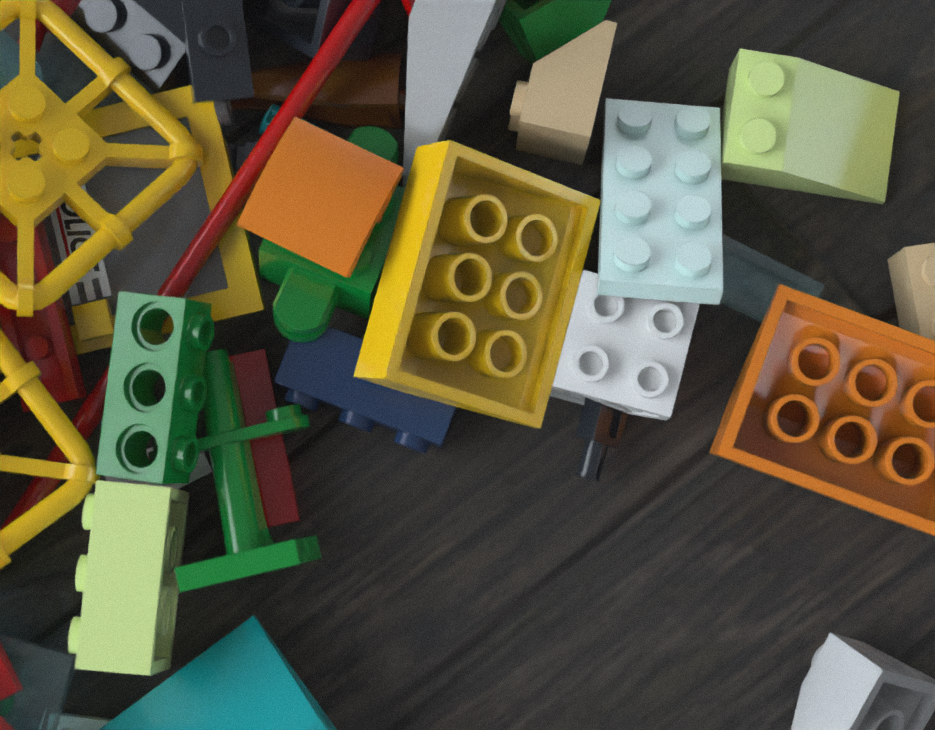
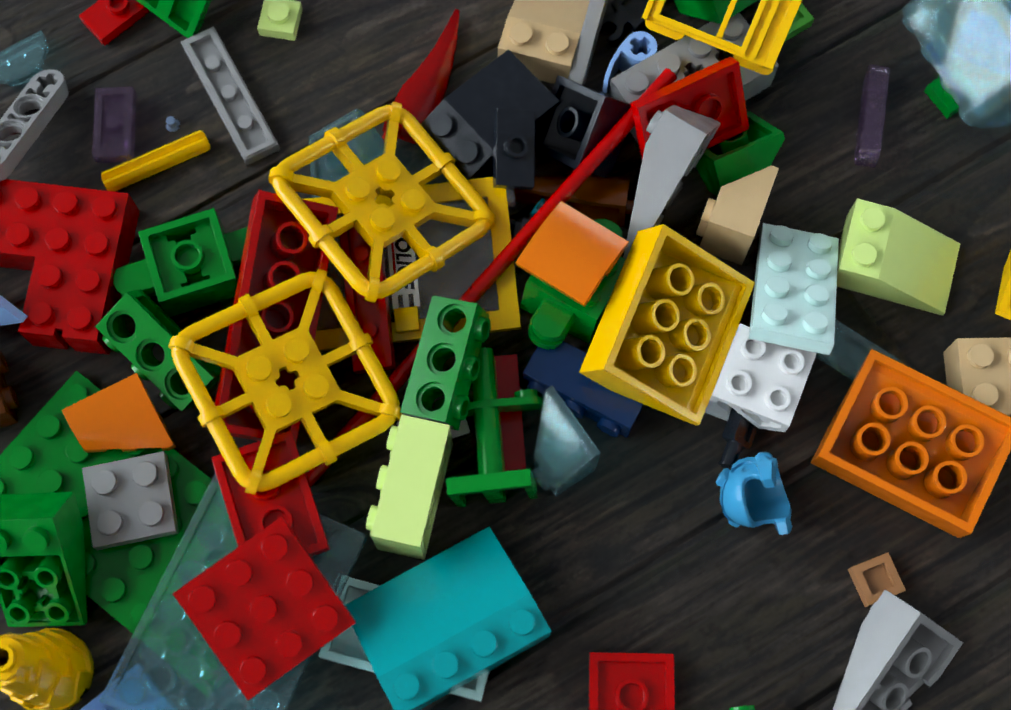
camera: 10 degrees right, 10 degrees down
(340, 487) = (562, 448): none -> clear light blue slope
(633, 516) = (755, 494): none -> dark azure helmet
(818, 610) = (874, 577): none -> medium nougat tile

